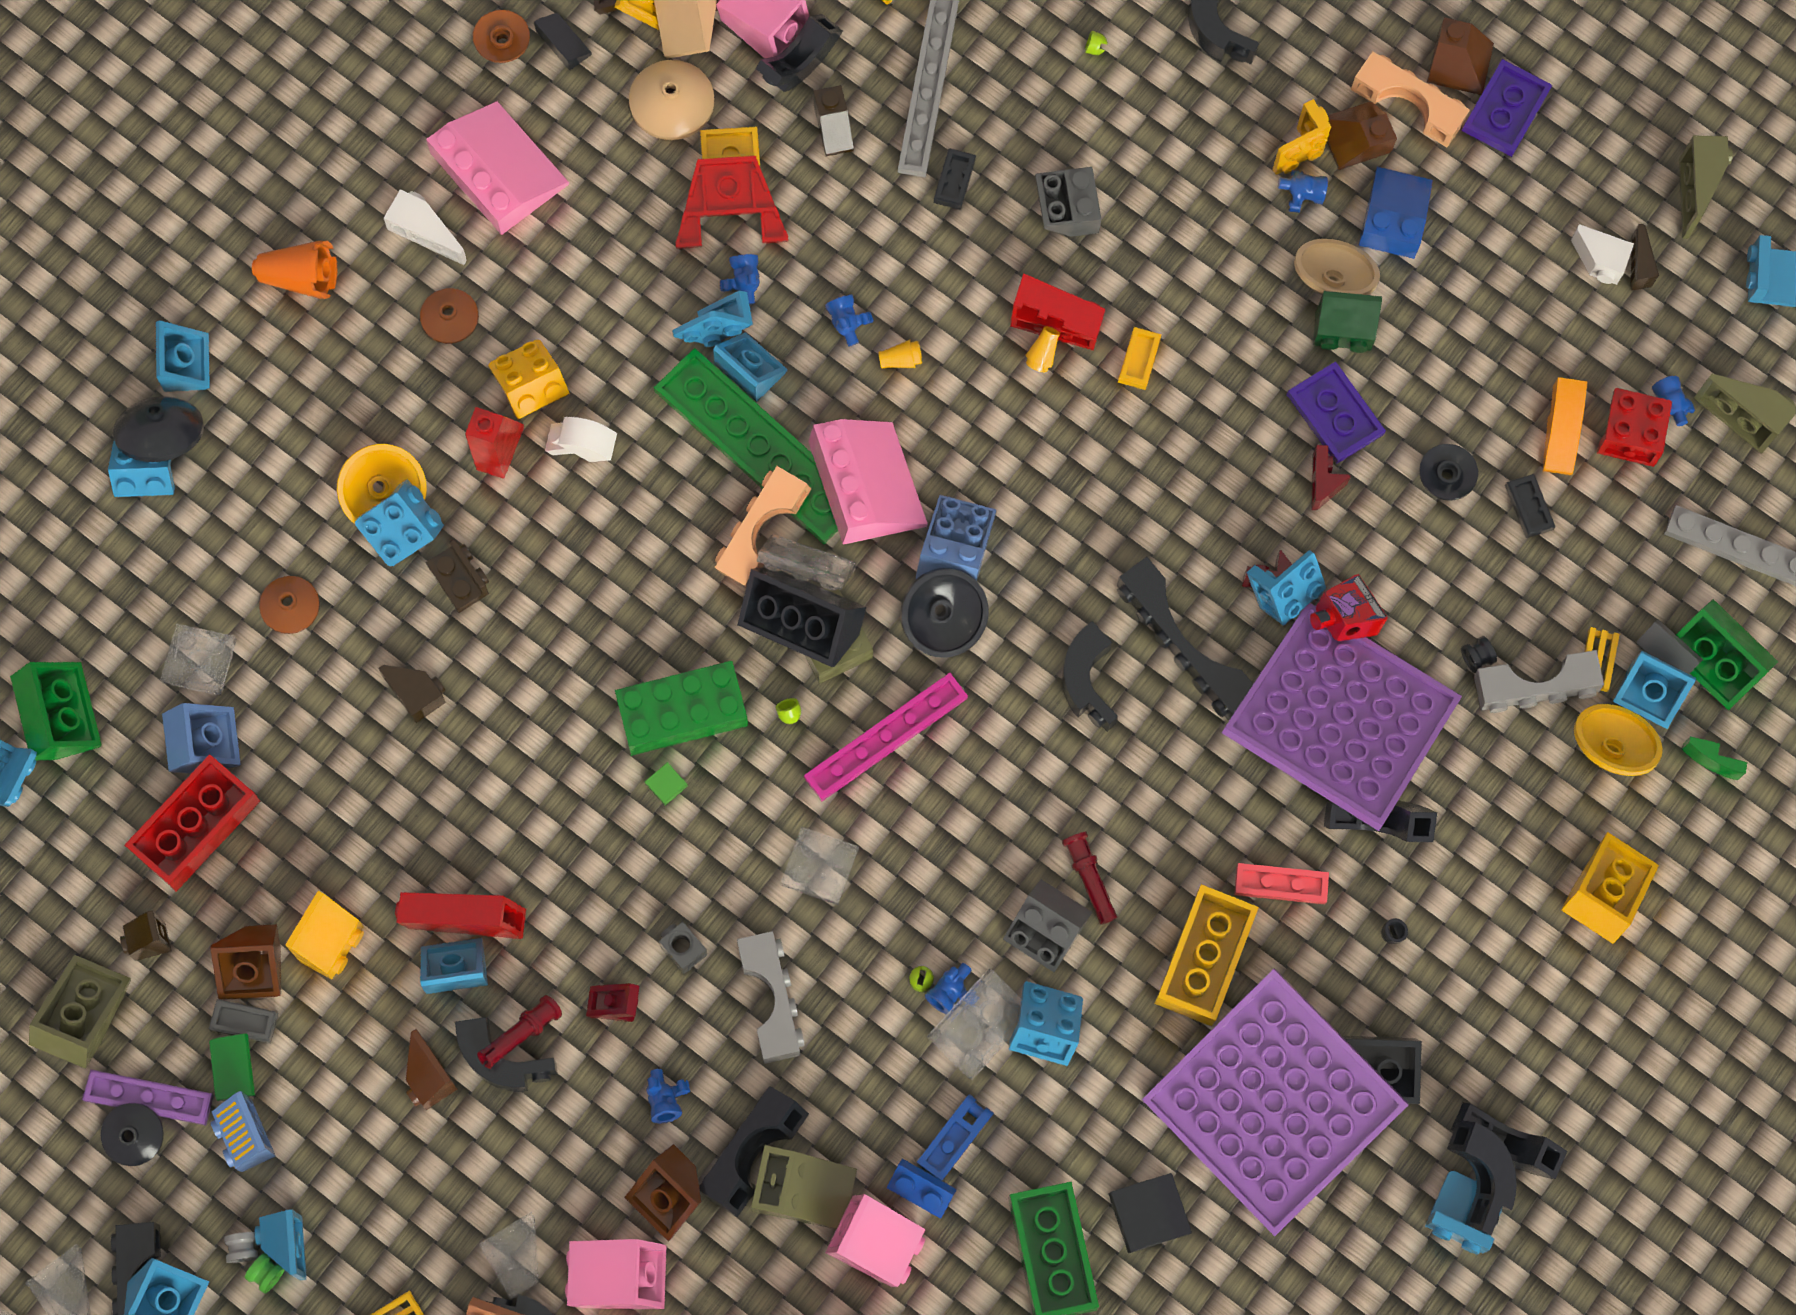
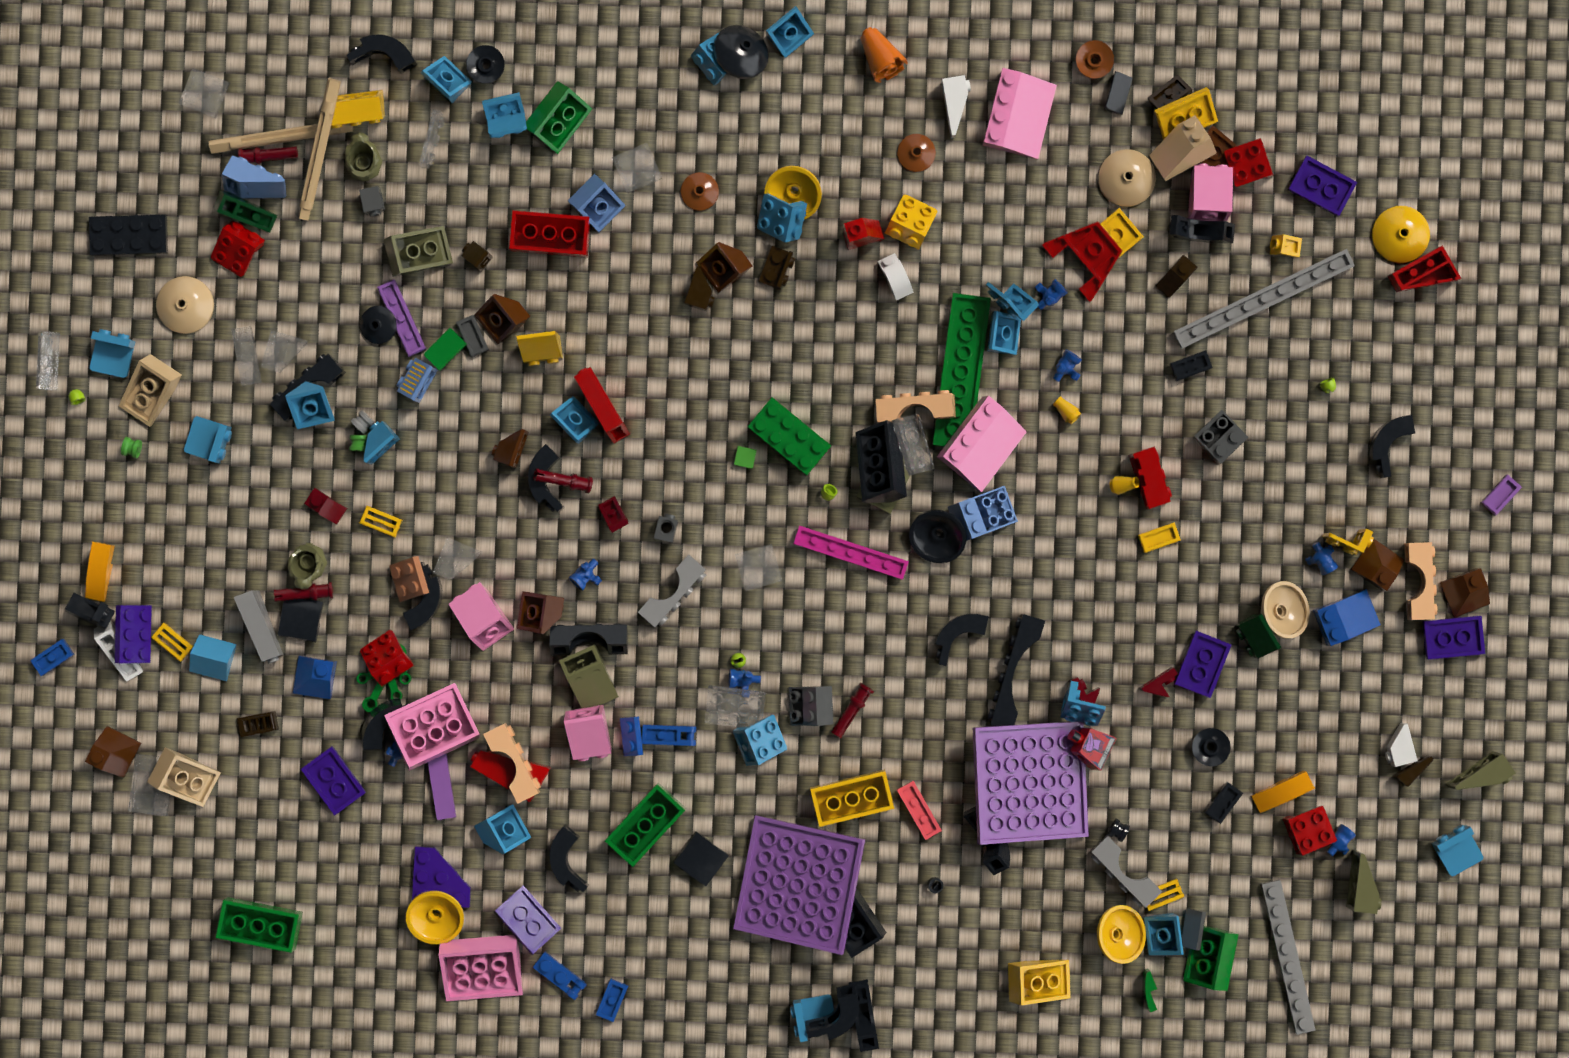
camera: 65 degrees right, 15 degrees up
(404, 636) = (723, 265): none -> reddish brown slope

